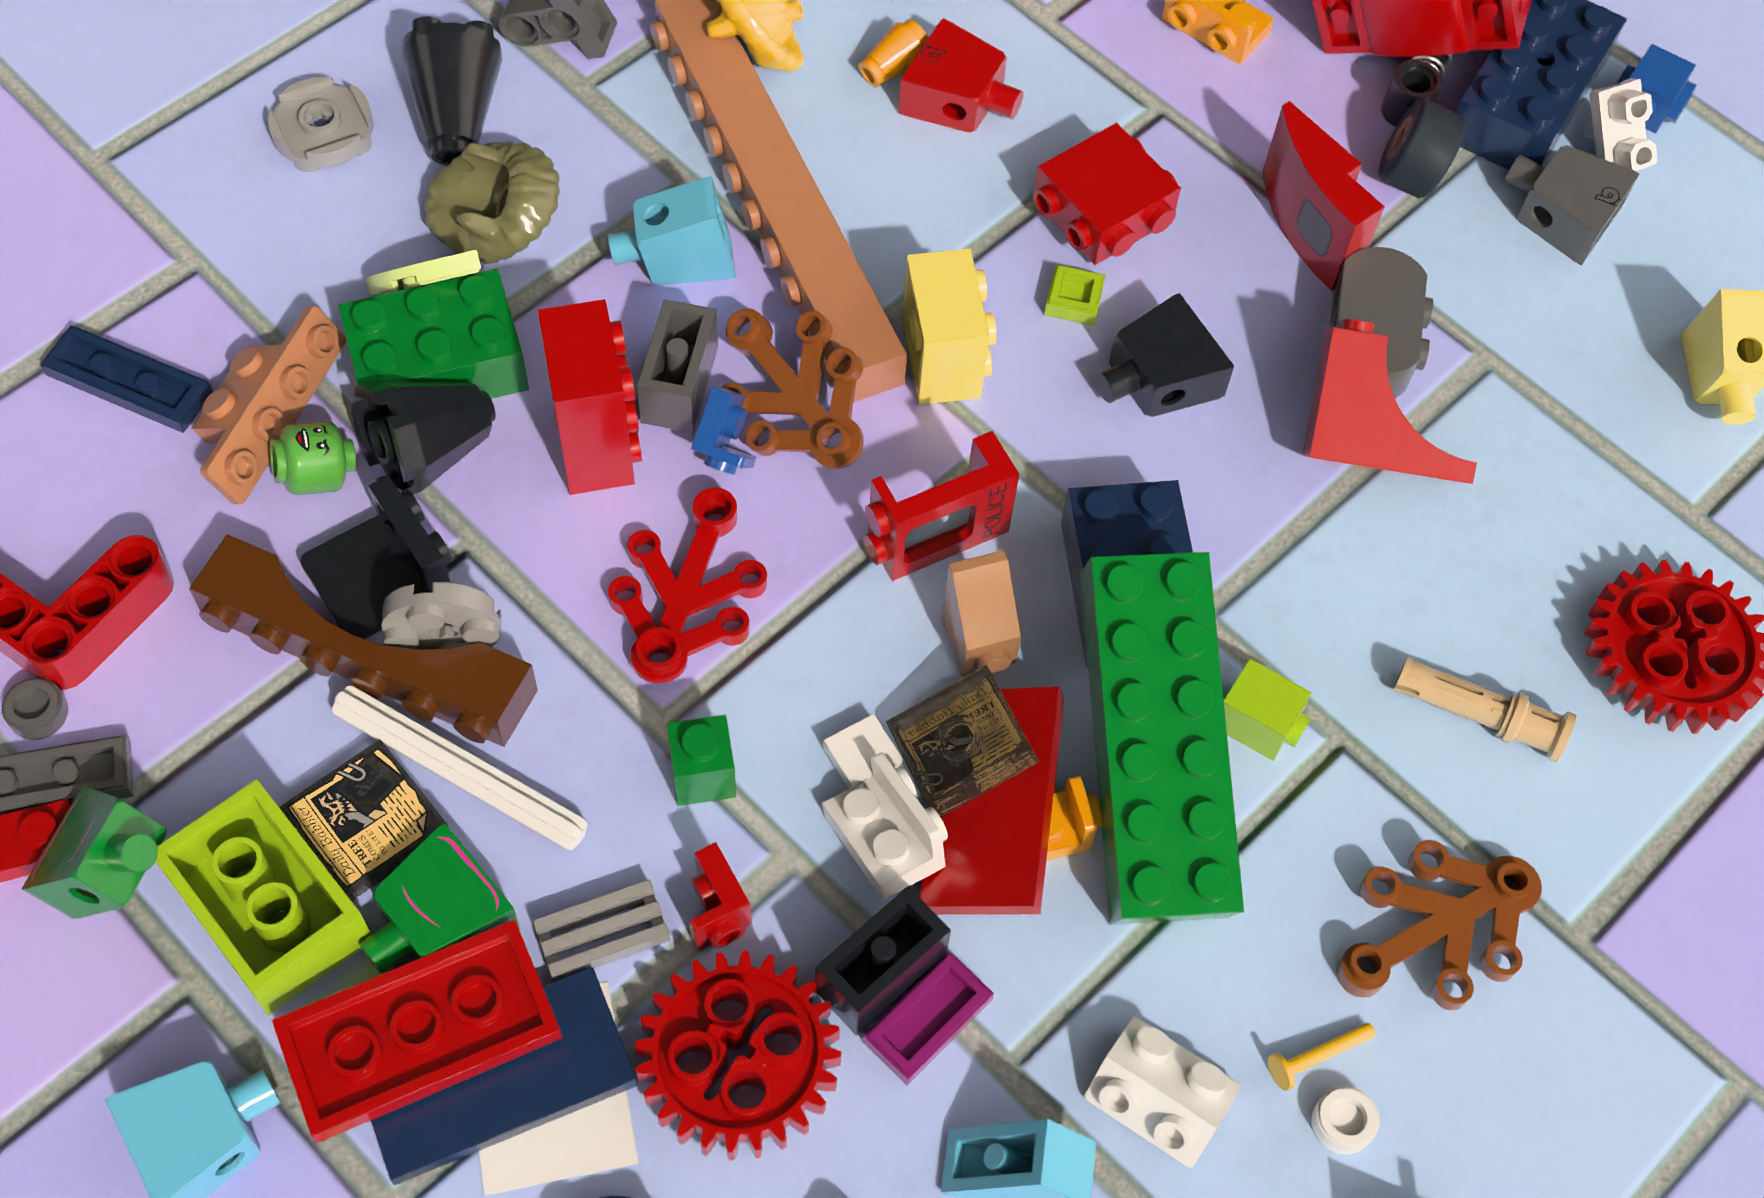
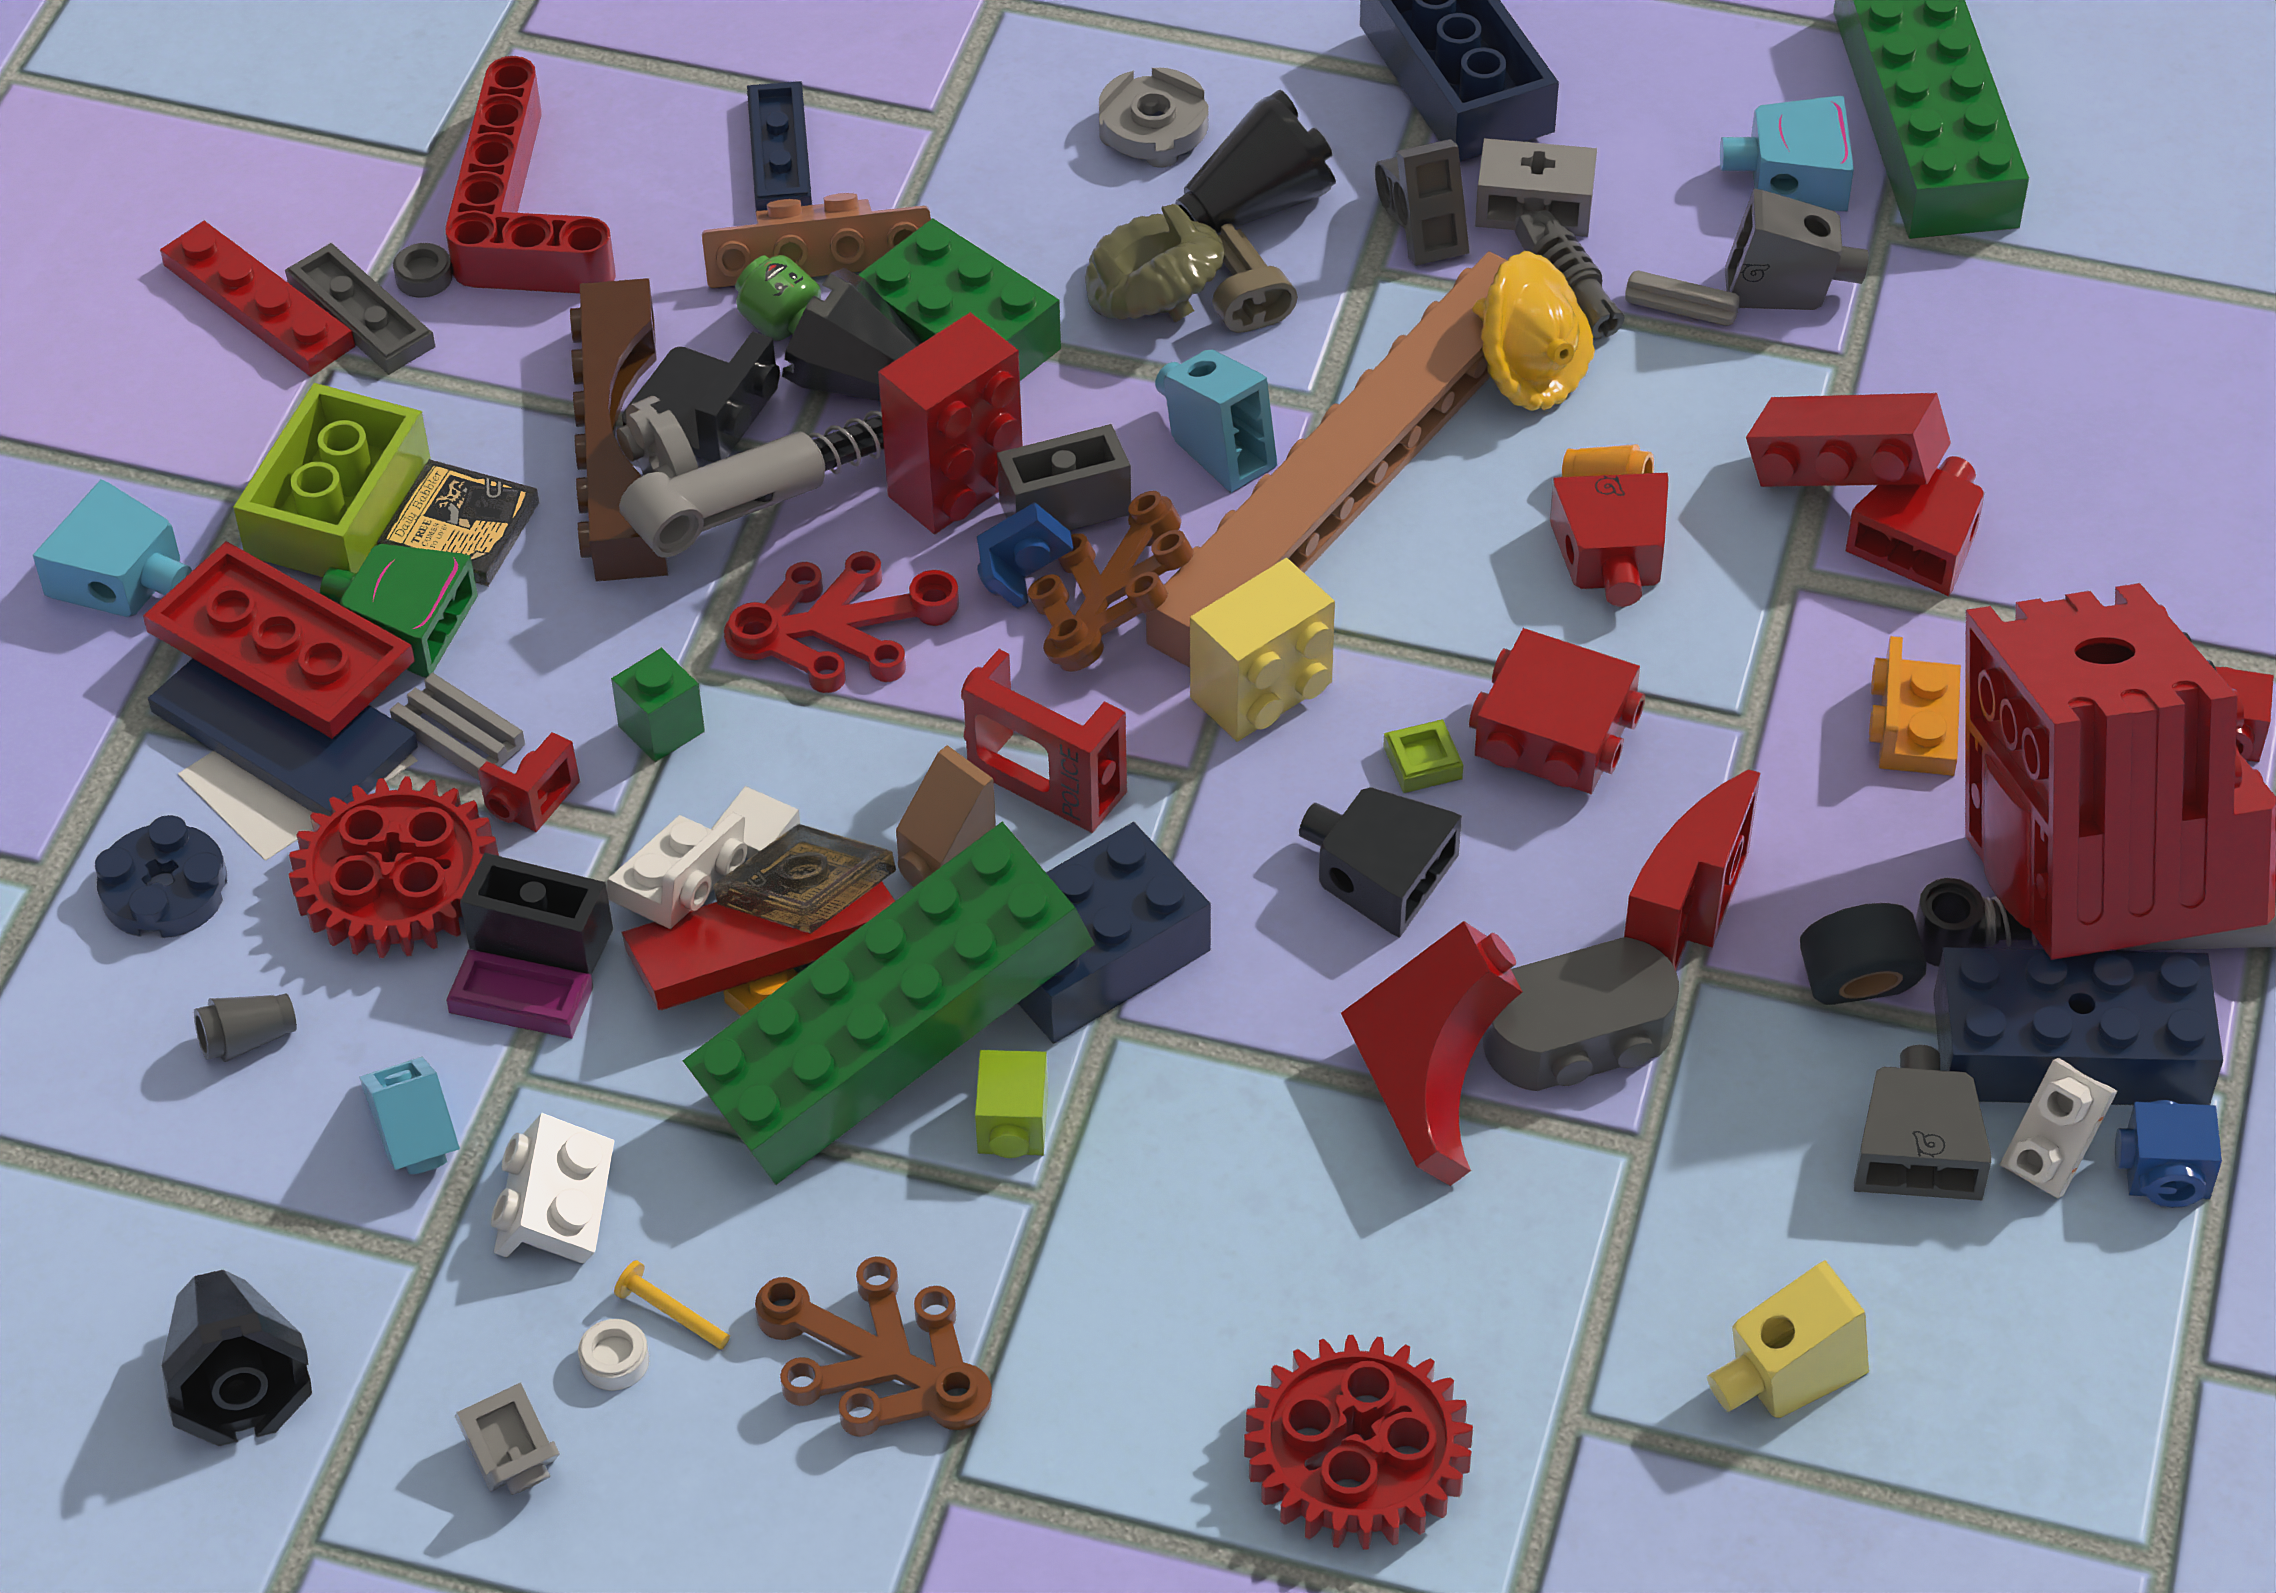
camera: 65 degrees right, 10 degrees down
(100, 851) = (292, 363): green torso -> none
(424, 273) = (1027, 263): yellowish green tile -> none
(460, 767) = (547, 557): white axle -> none
(528, 539) = (676, 510): none -> light grey piece
(567, 150) = (1256, 292): none -> dark tan piece
(1511, 716) = (1158, 1320): tan pin -> none

